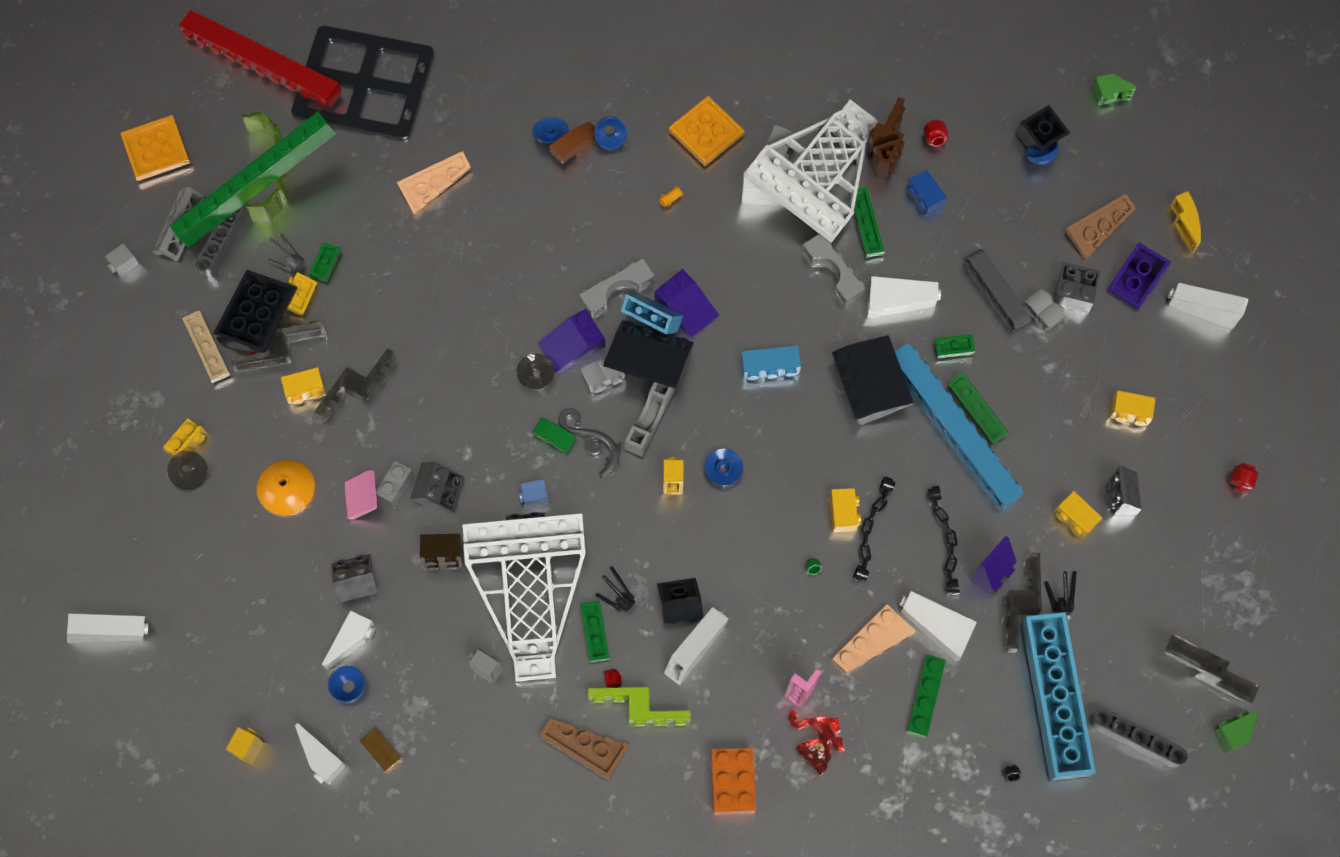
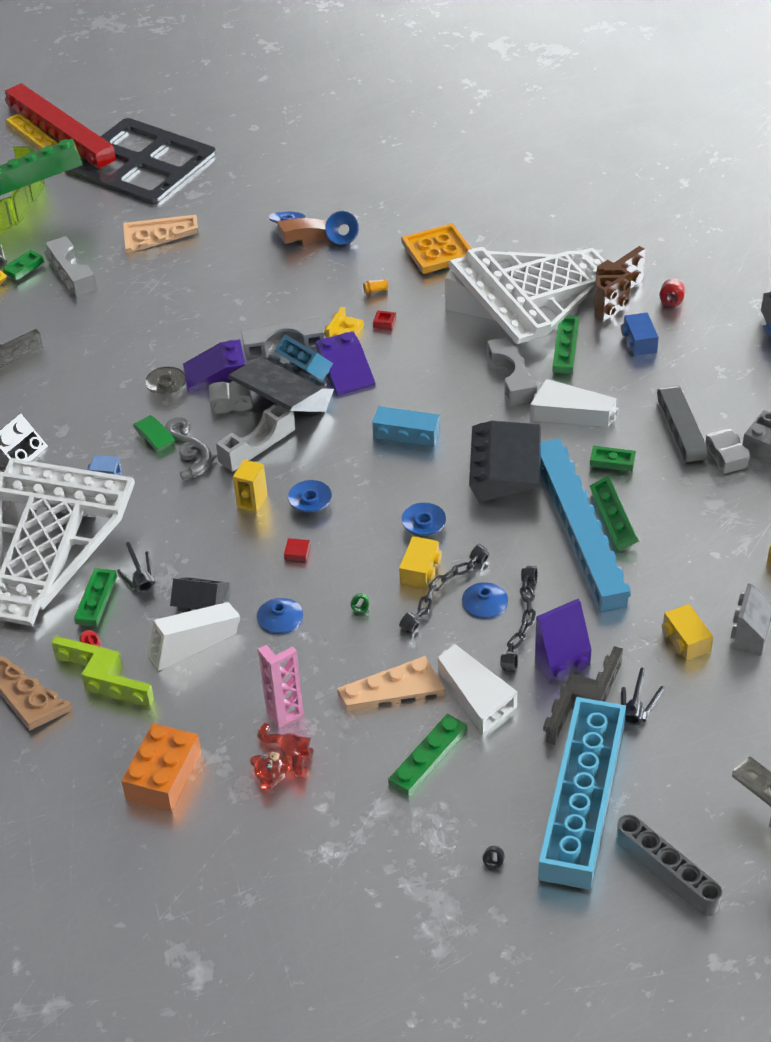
camera: 25 degrees right, 25 degrees down
(245, 80) = (29, 132): none -> yellow tile
(389, 265) = (77, 277): none -> light grey arch
(666, 260) = (342, 324): none -> yellow bracket
(694, 235) = (384, 320): none -> red tile
(736, 525) = (297, 549): none -> red tile
(747, 606) = (279, 615): none -> blue dish
(832, 455) = (423, 519): none -> blue dish
(904, 536) = (484, 600): none -> blue dish

